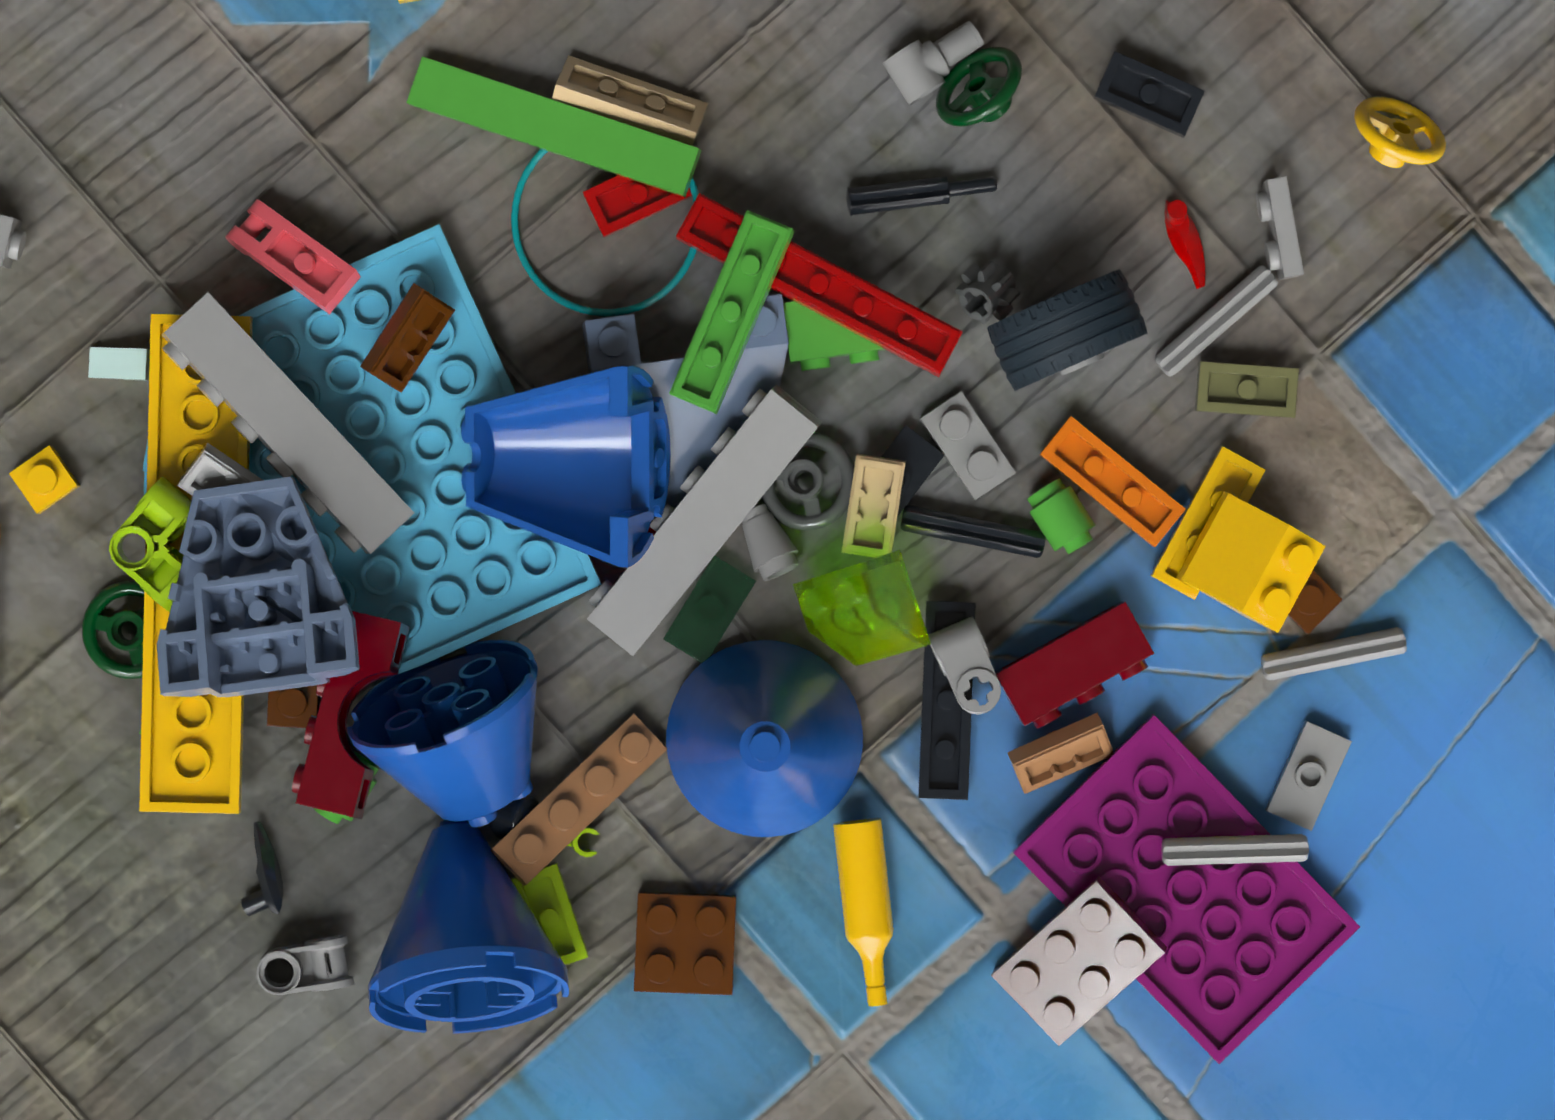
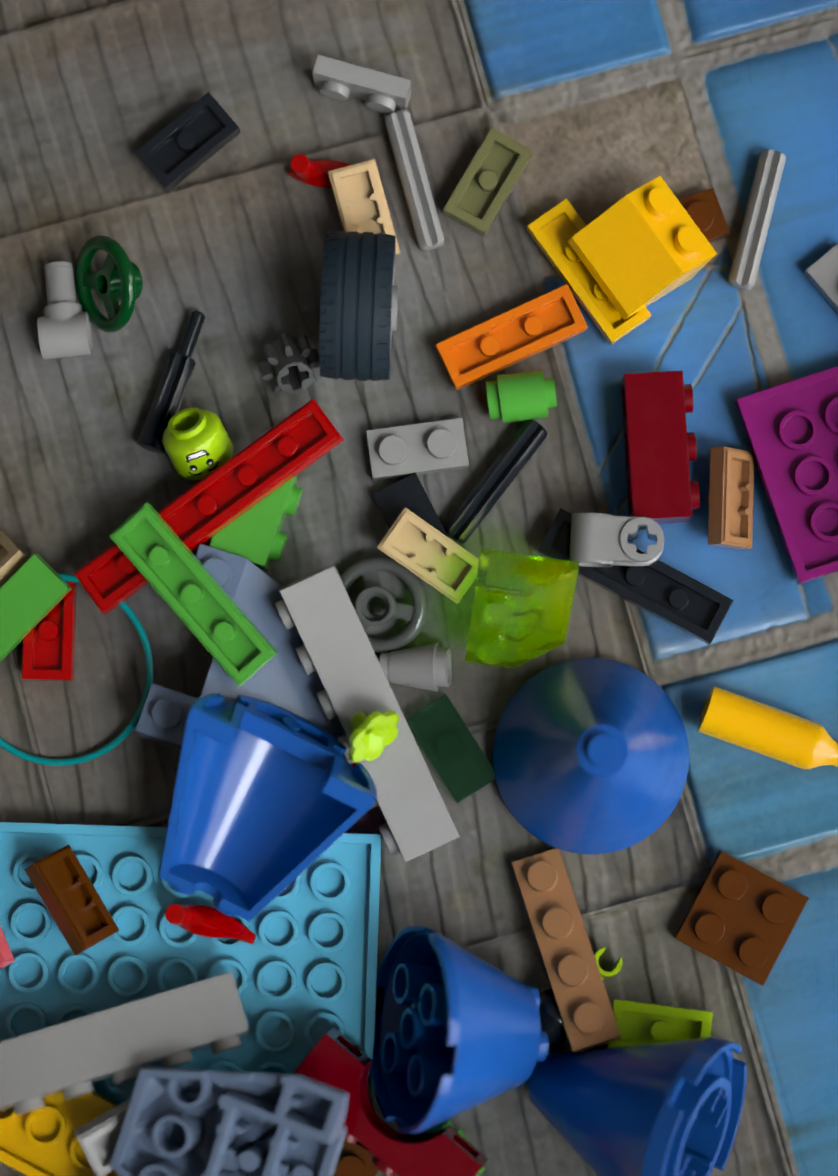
camera: 65 degrees left, 5 degrees down
(447, 468) = (207, 922): none -> red bar
(684, 534) = (372, 734): none -> lime plant
(872, 244) = (196, 443): none -> lime head
(1169, 284) = (361, 199): none -> tan plate

